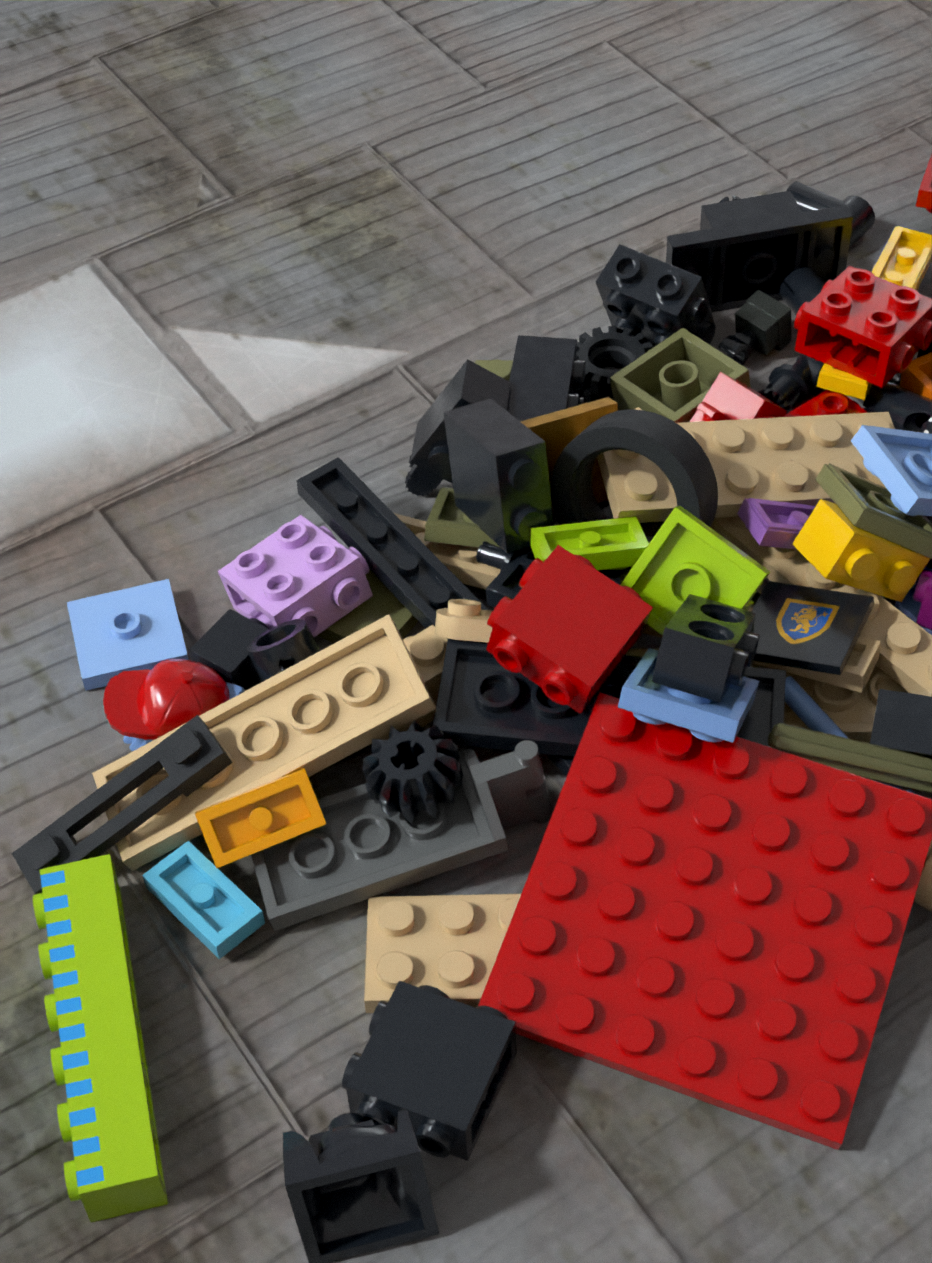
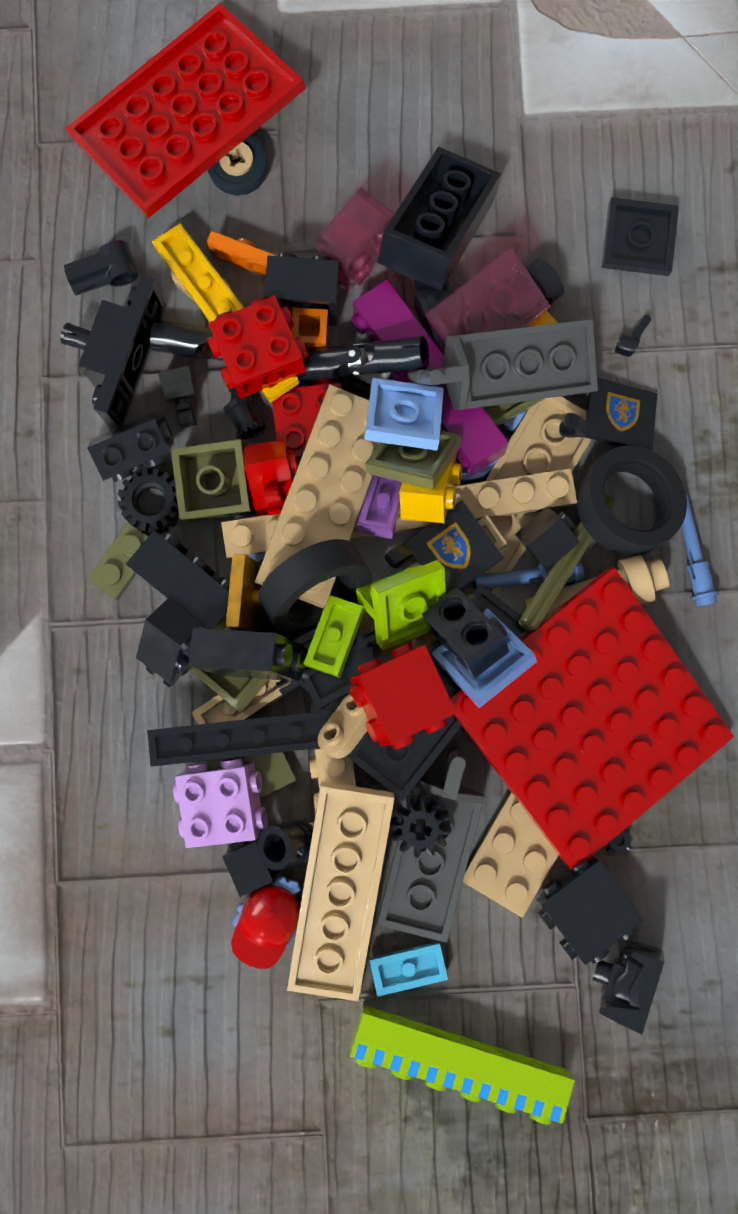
camera: 65 degrees left, 35 degrees up
(125, 631) = (183, 916): light blue plate -> none
(189, 758) = (328, 940): black container -> none
(260, 818) = (391, 920): light orange plate -> none
(565, 1074) = (620, 842): none -> black piece

